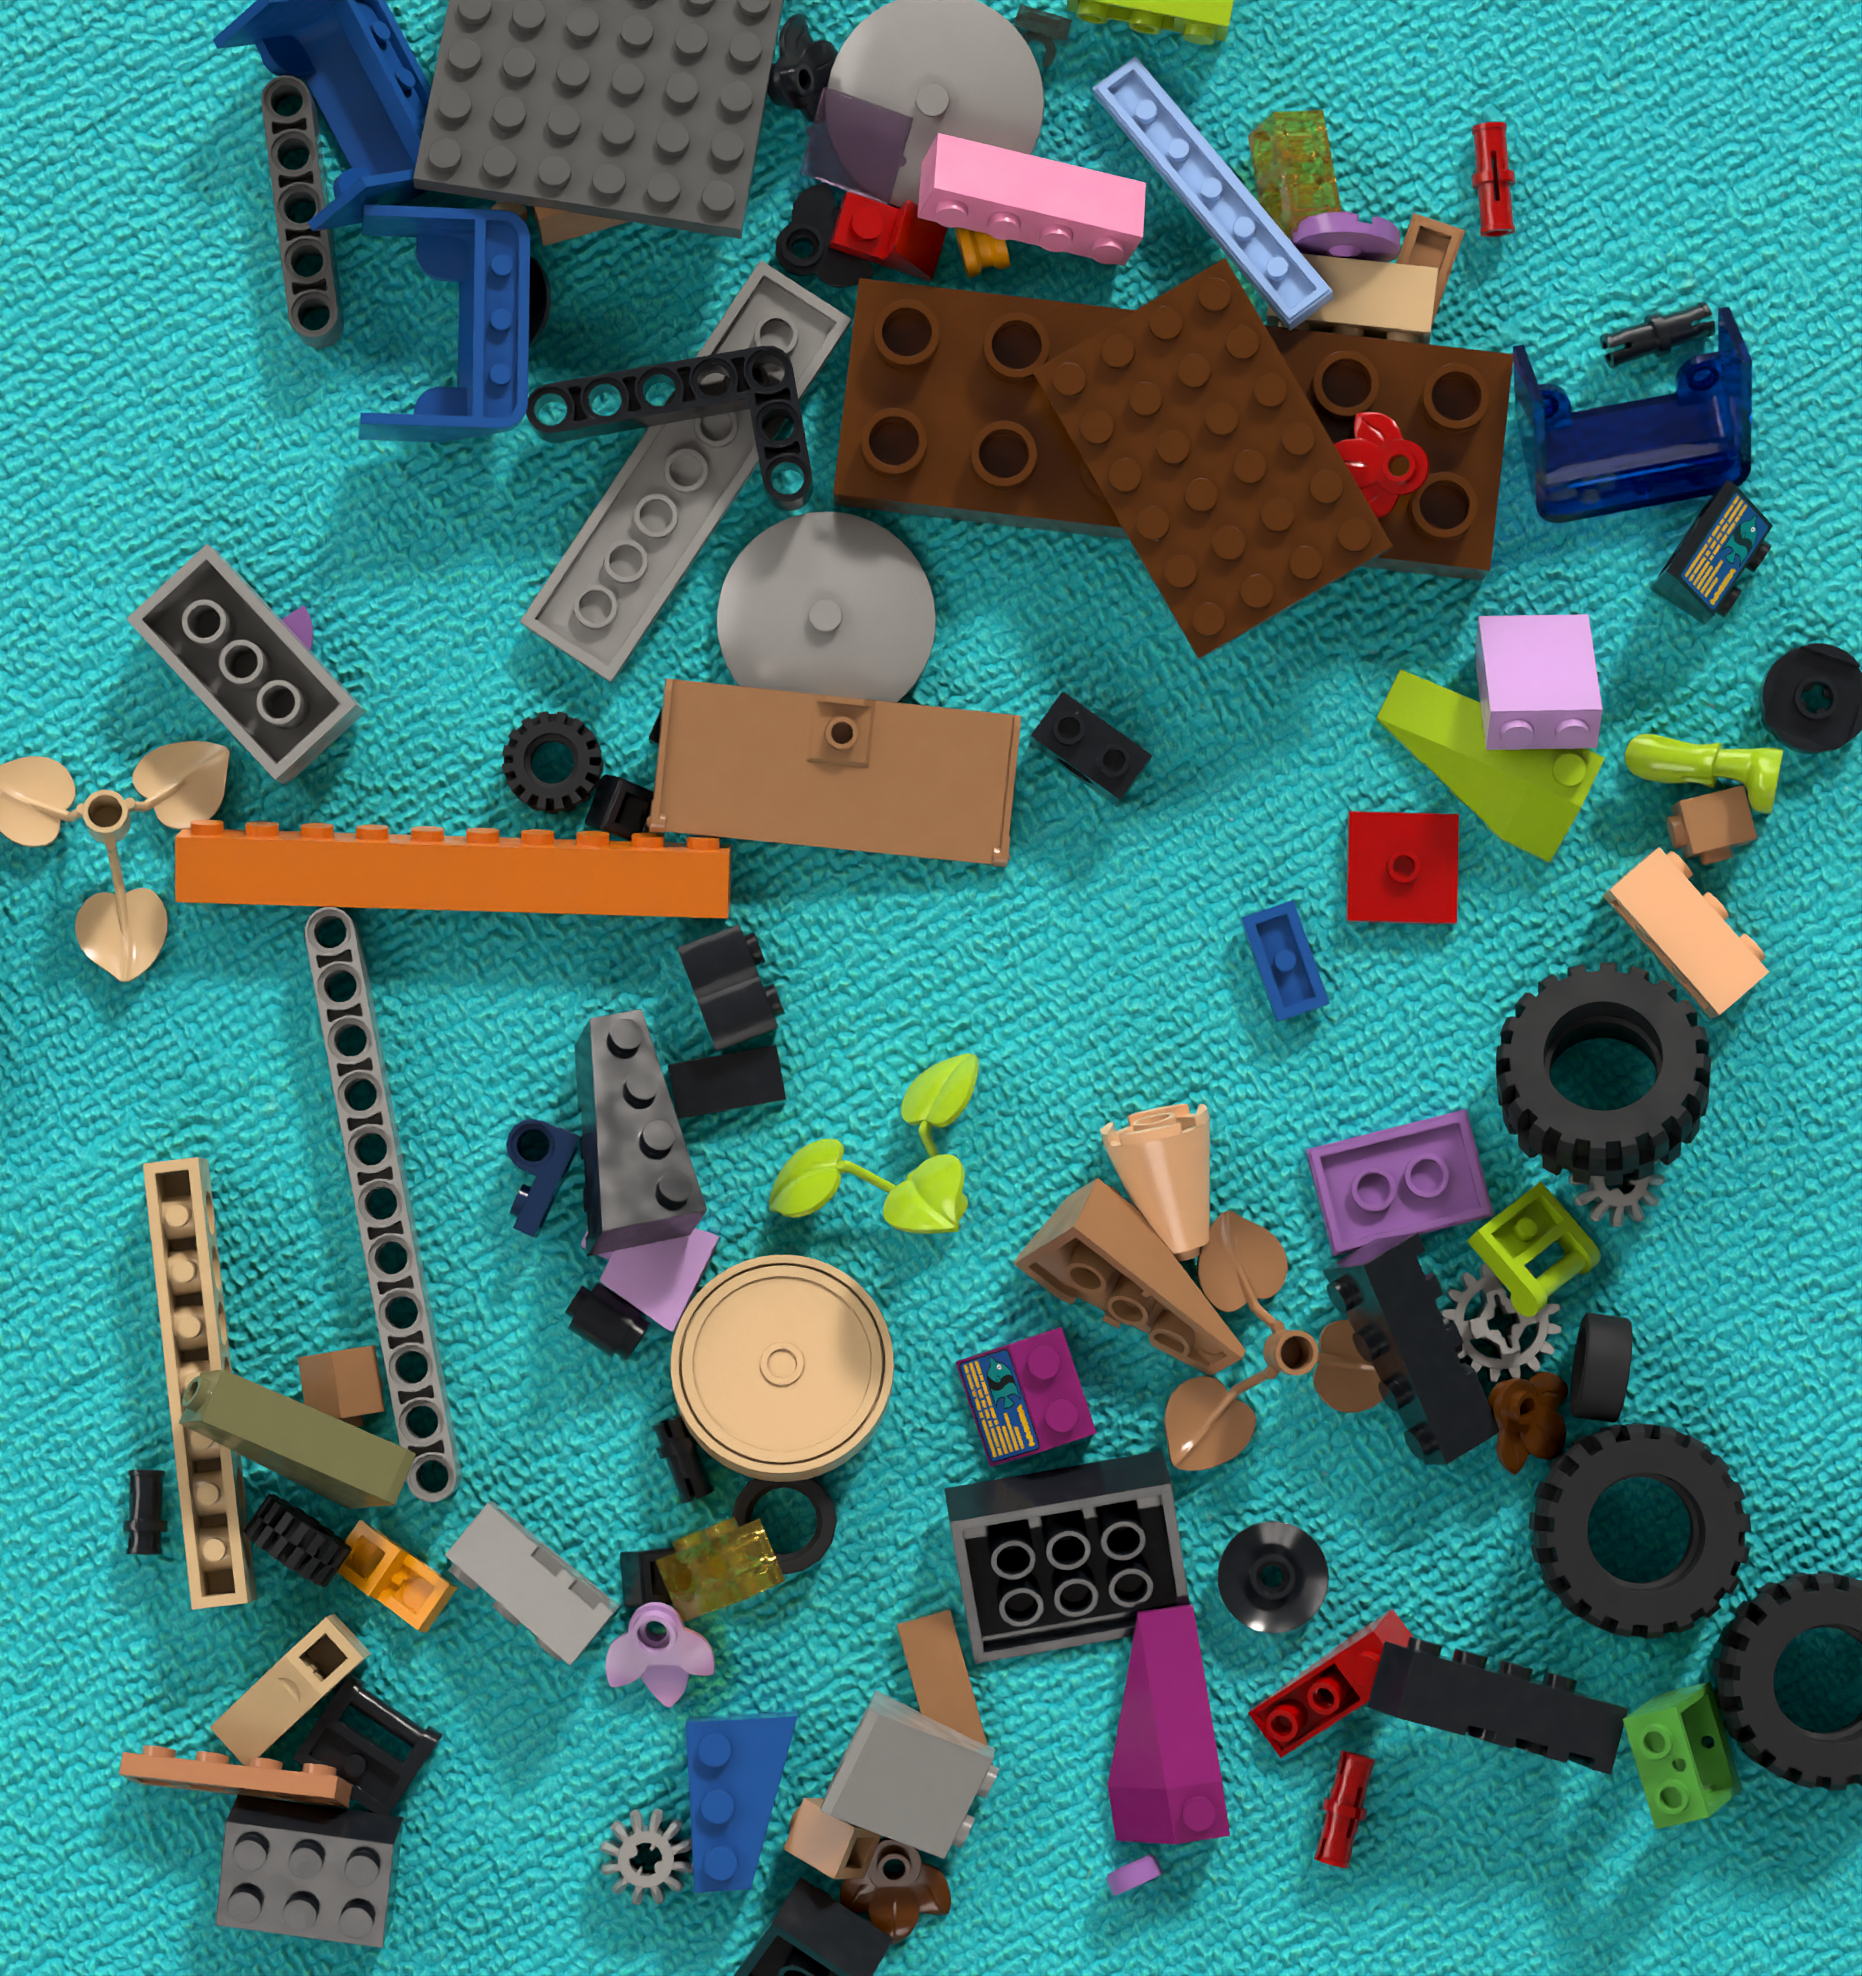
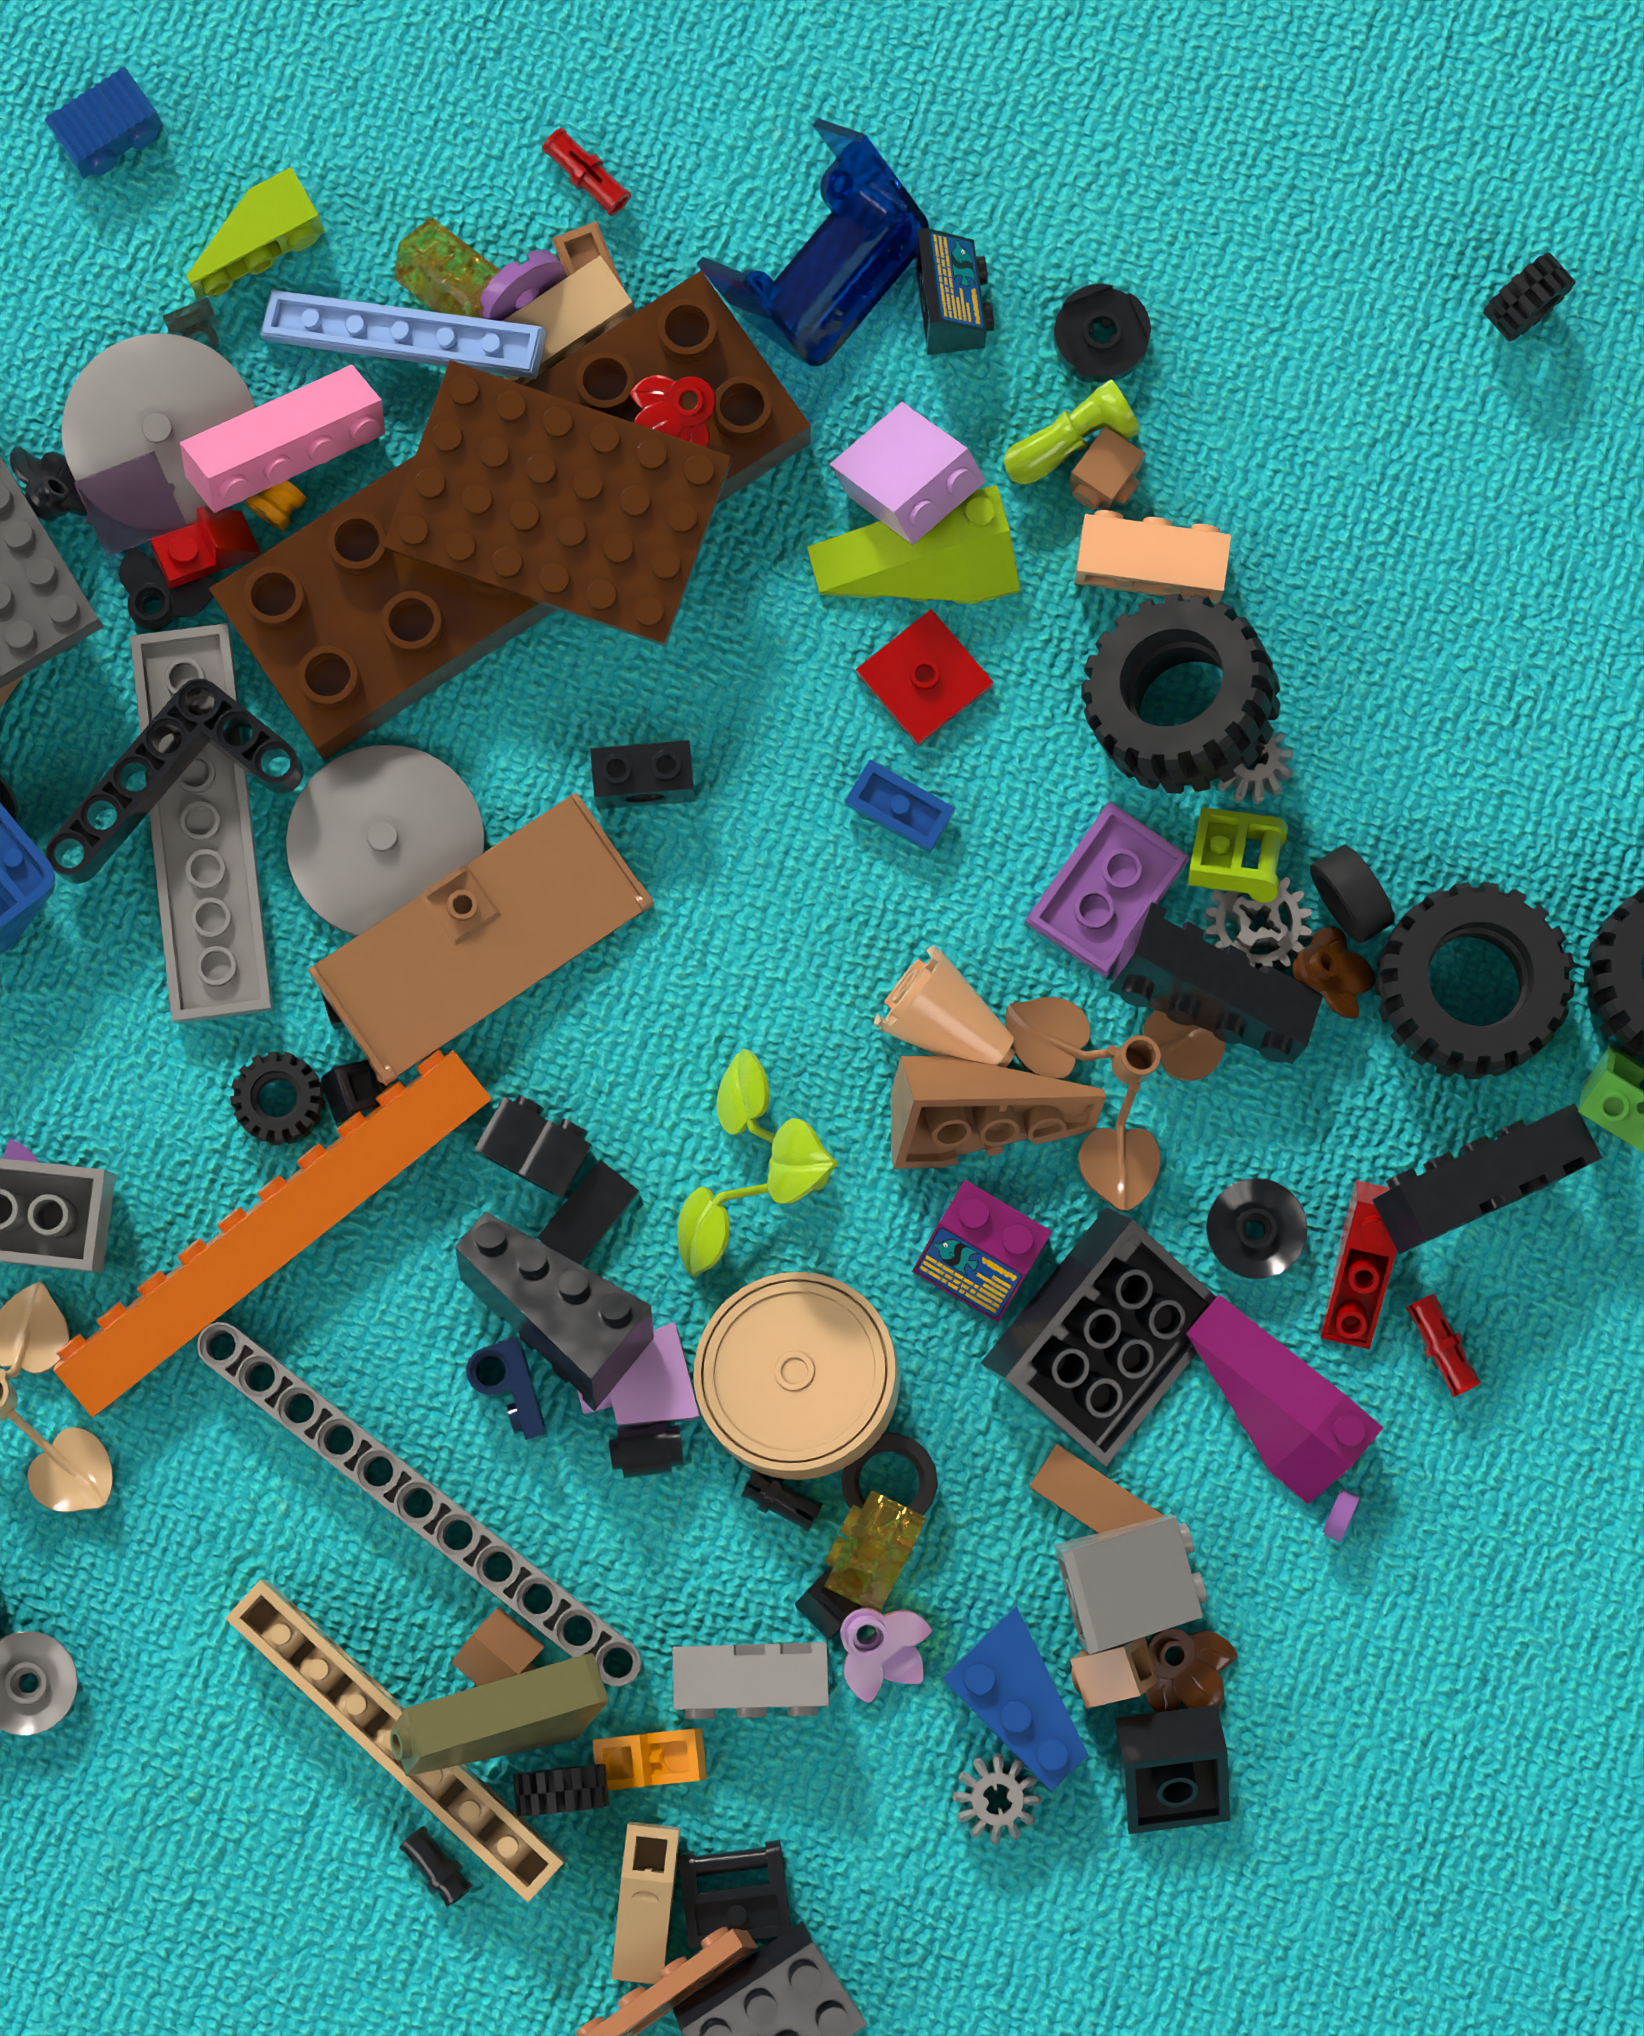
camera: 40 degrees left, 5 degrees down
(1657, 334) = (786, 182): black pin -> none

